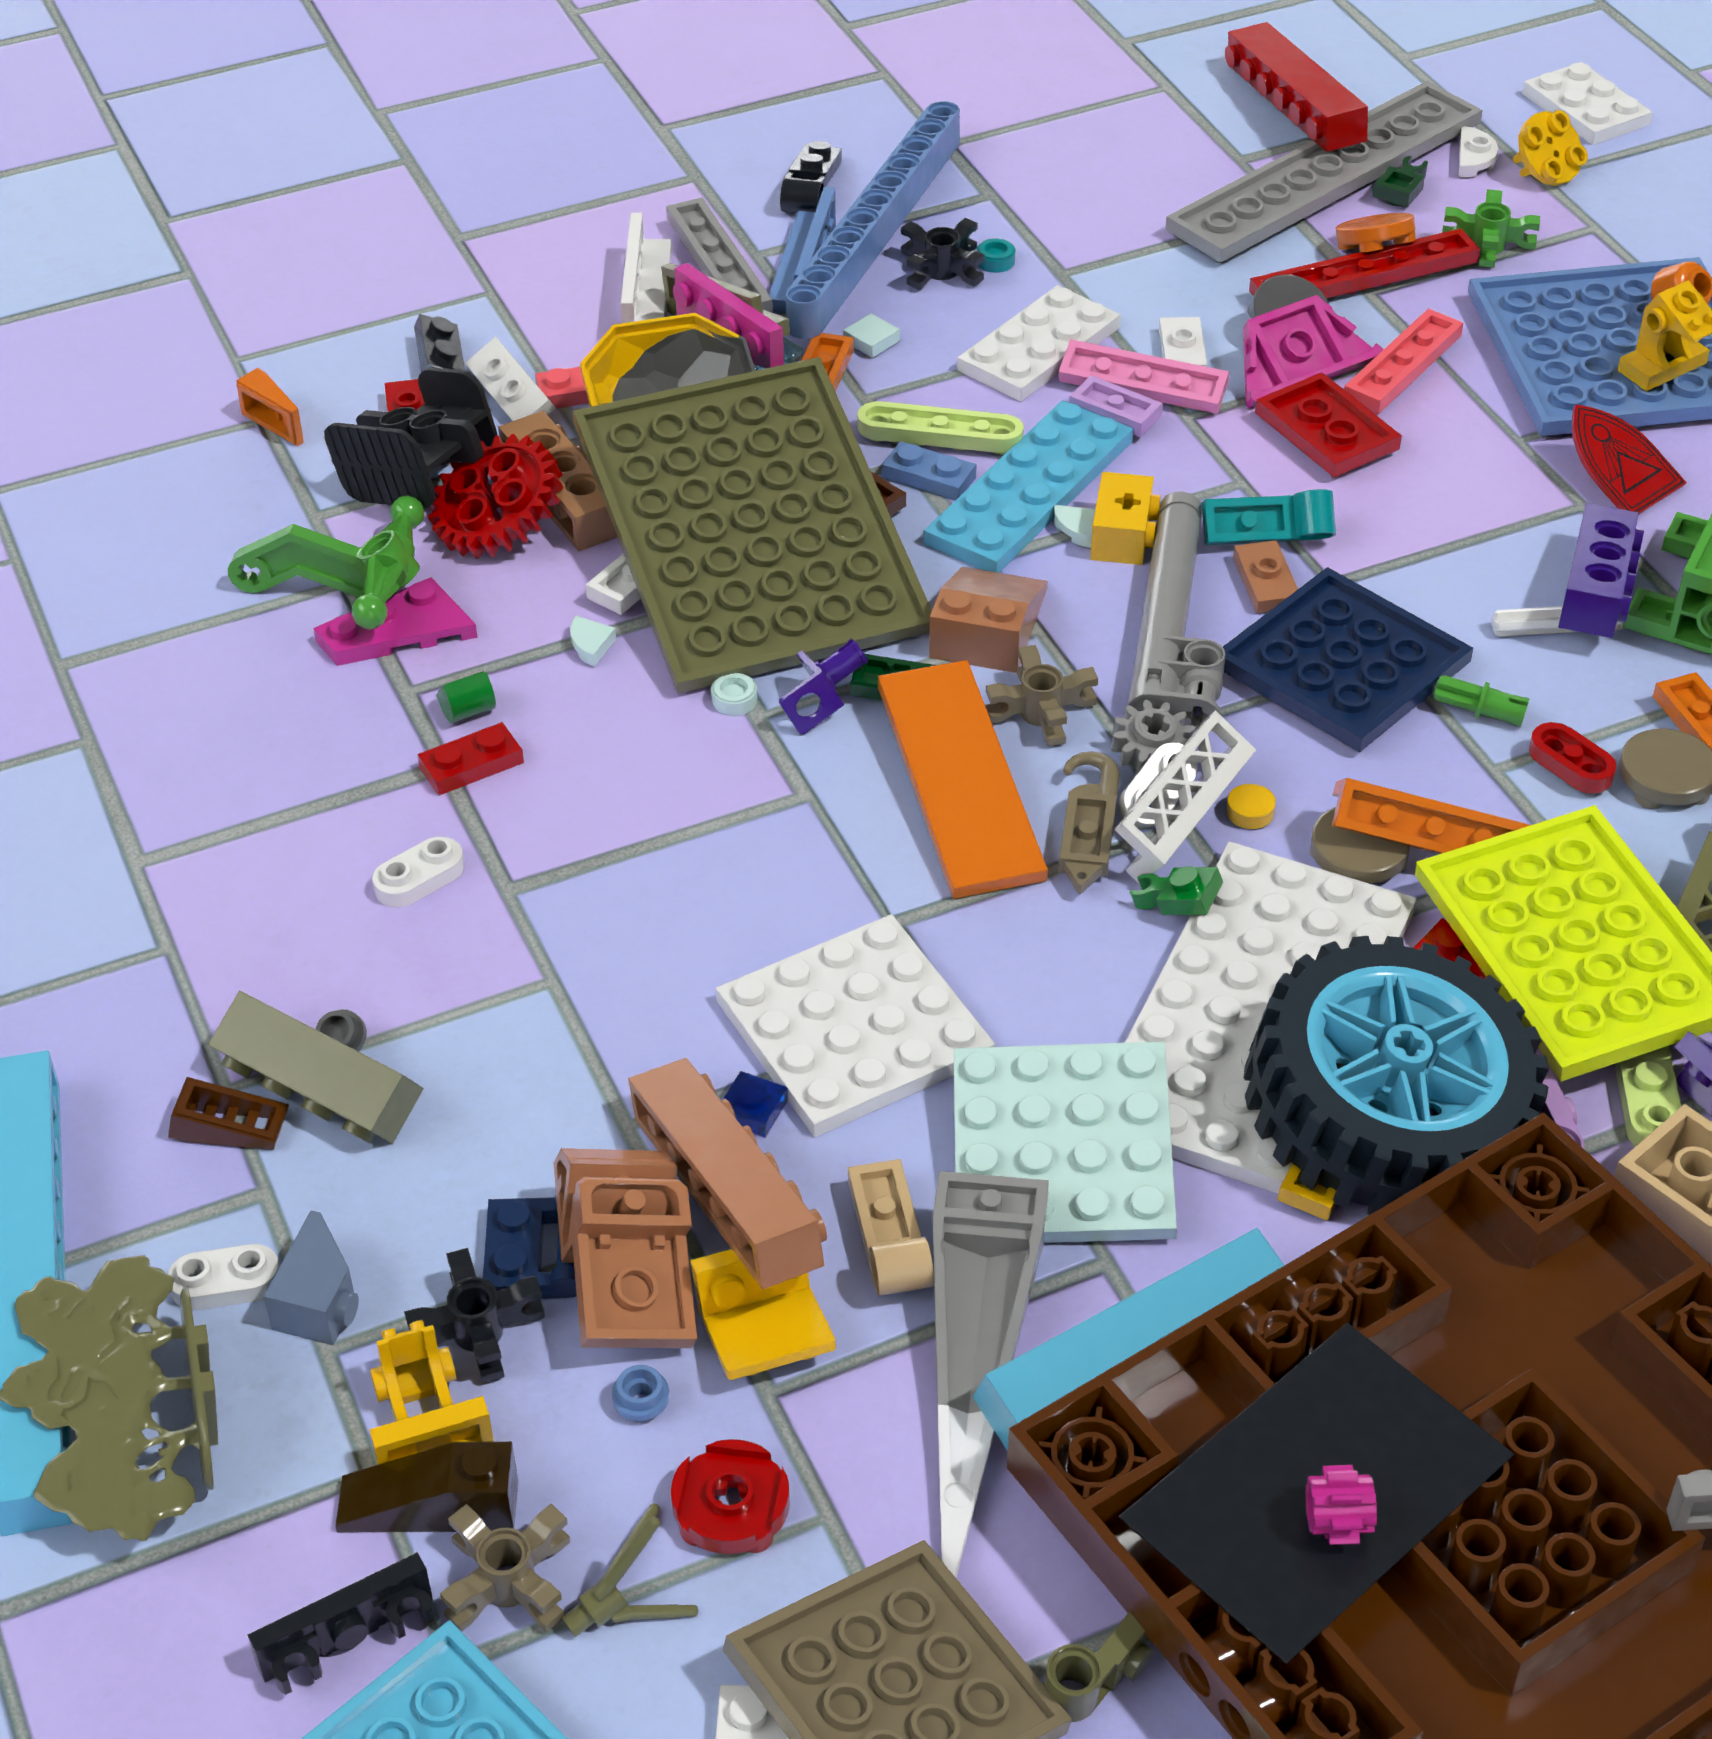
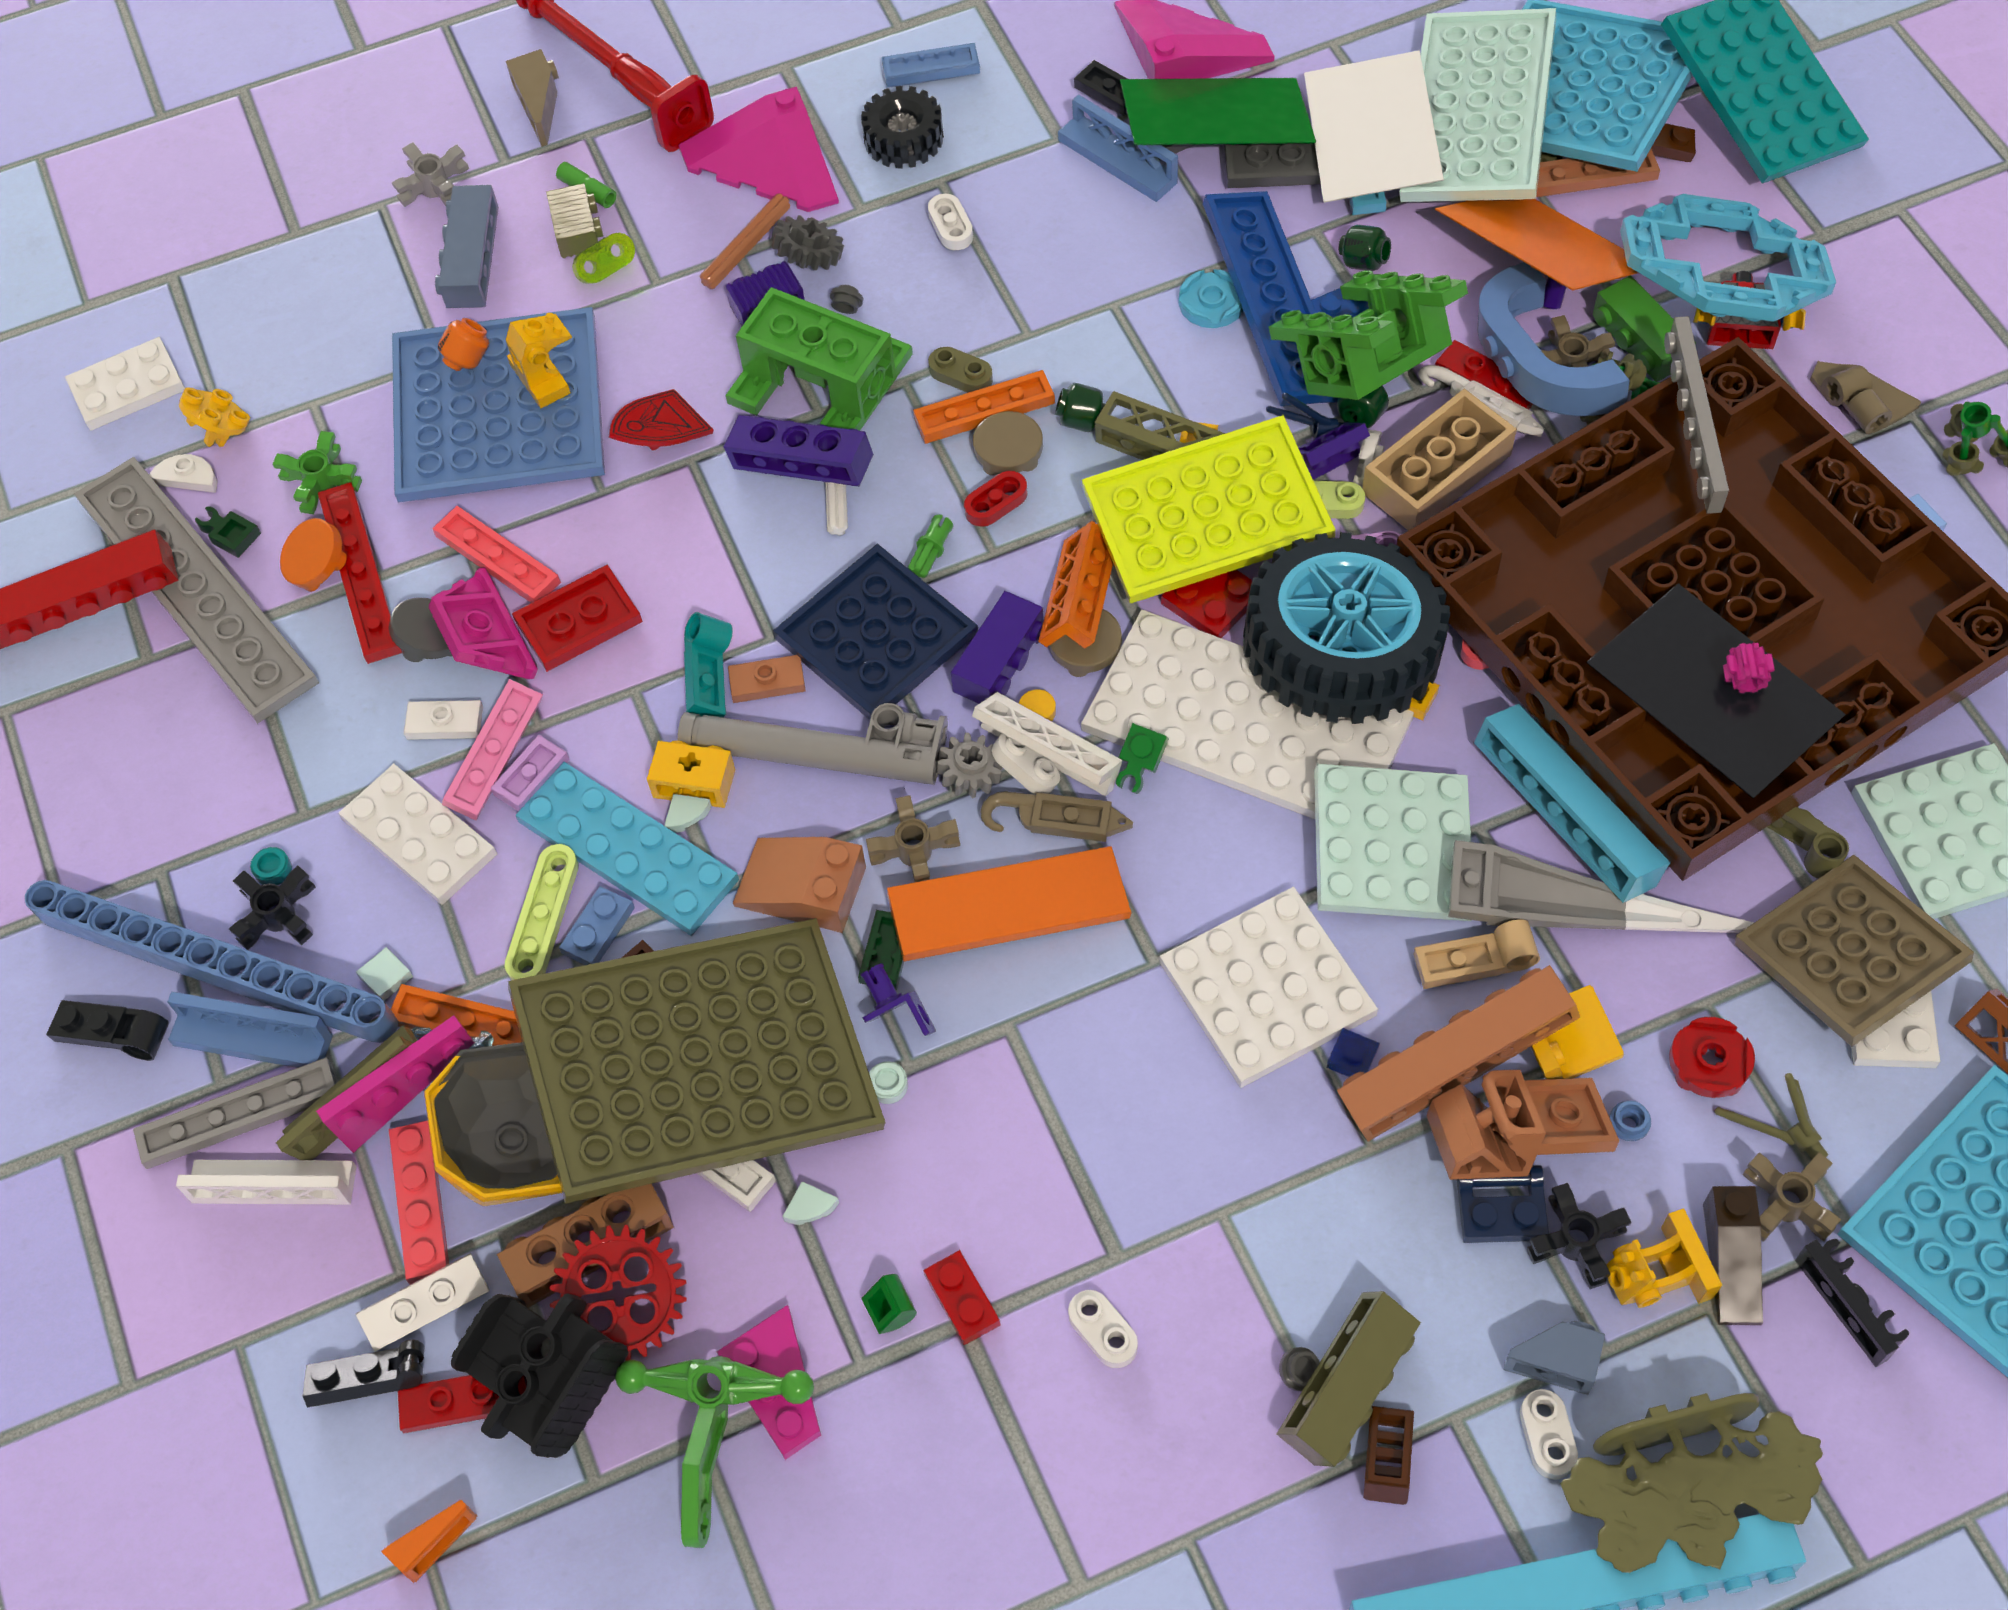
camera: 85 degrees left, 15 degrees up
(1317, 753) = (998, 648): none -> dark purple brick

